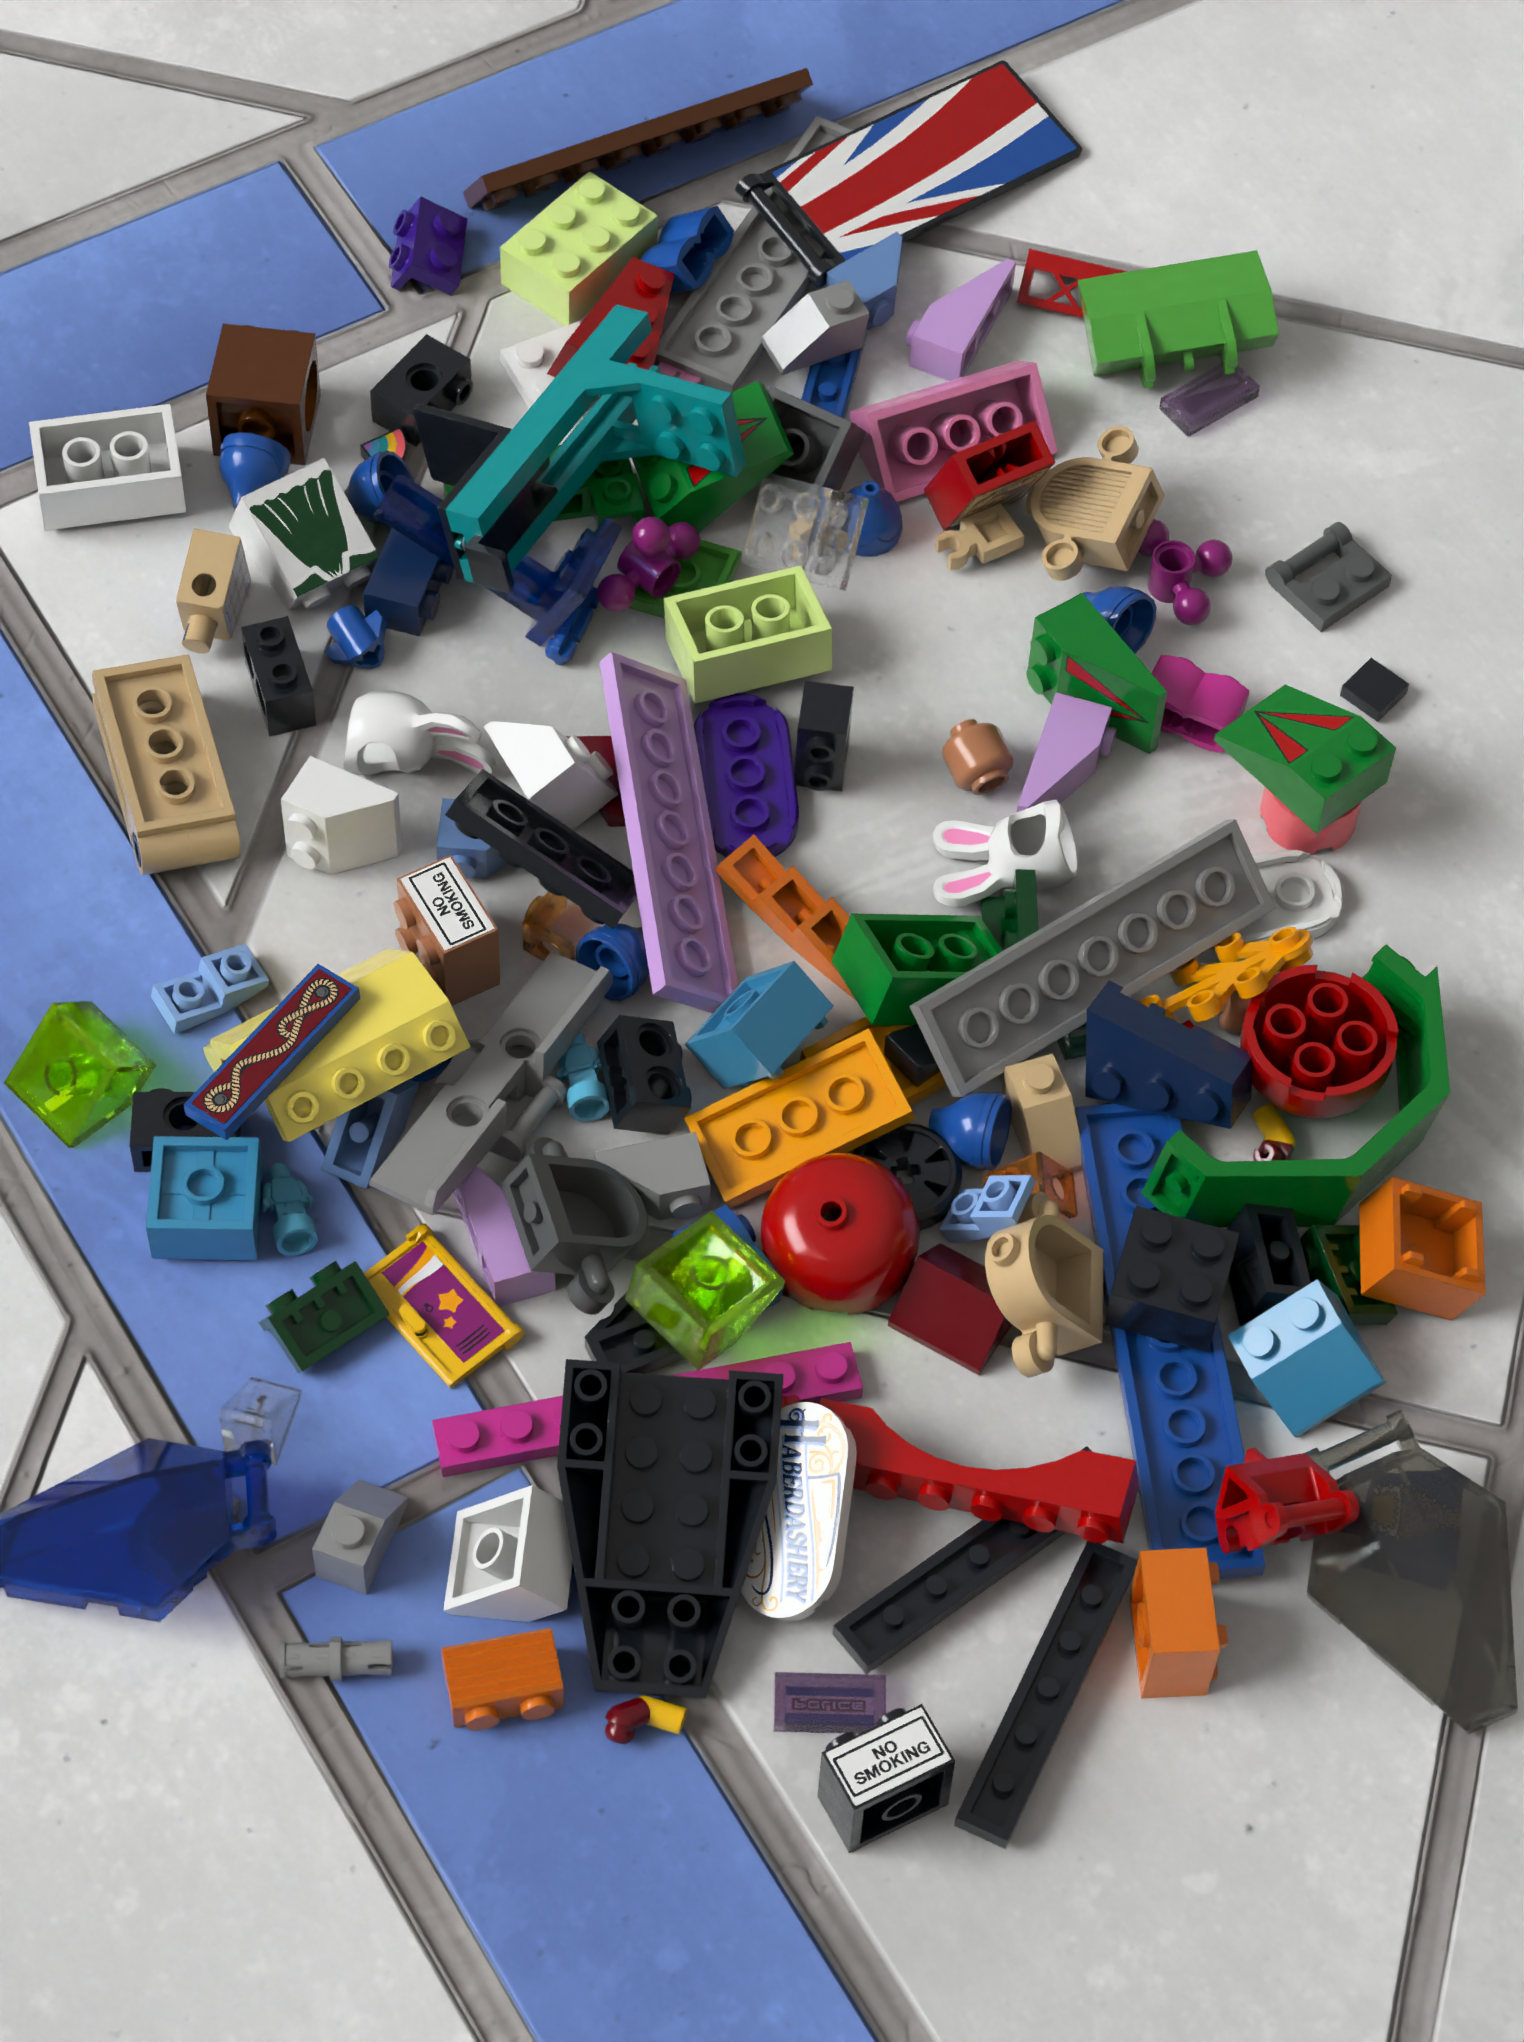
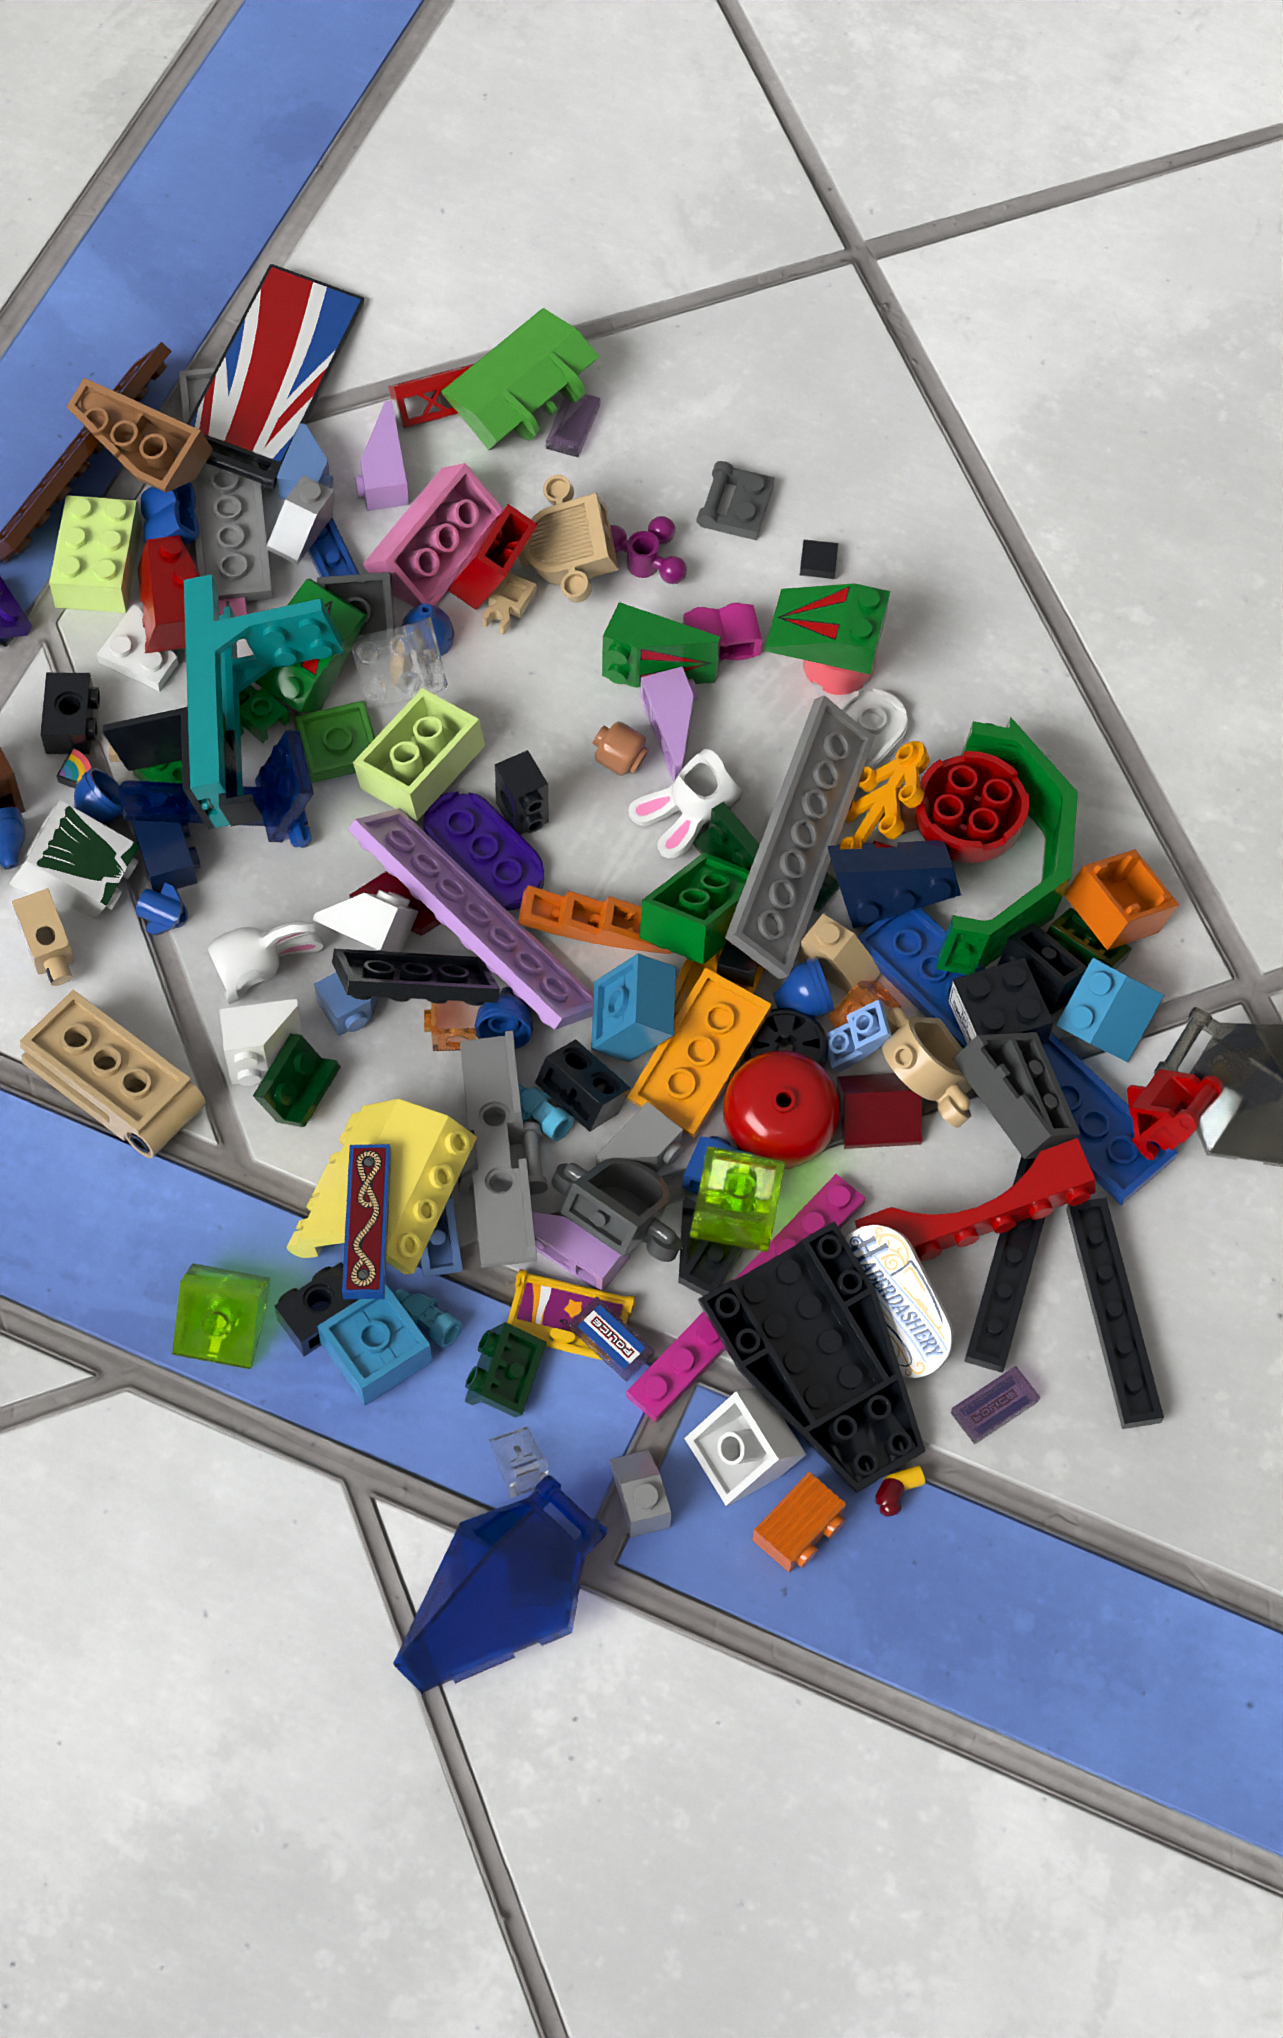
camera: 35 degrees left, 5 degrees up
(217, 987) = (257, 1205): light blue slope -> none
(278, 676) = (134, 967): black brick -> none
(336, 1658) = (688, 1580): light grey pin -> none
(344, 886) = (295, 1082): none -> dark green bracket
(448, 929) = (388, 1066): brick -> none
(460, 1355) = (611, 1339): none -> tile
(649, 562) = (320, 742): magenta piece -> none
(701, 151) = (143, 439): none -> medium nougat wedge
(885, 1776) = (1071, 1427): brick -> none
(1117, 1367) = (1019, 1090): none -> dark grey wedge
(1127, 612) = (635, 593): blue helmet -> none
(1175, 1622) = (1160, 1221): orange container -> none
(1278, 1139) = (982, 885): yellow arm -> none

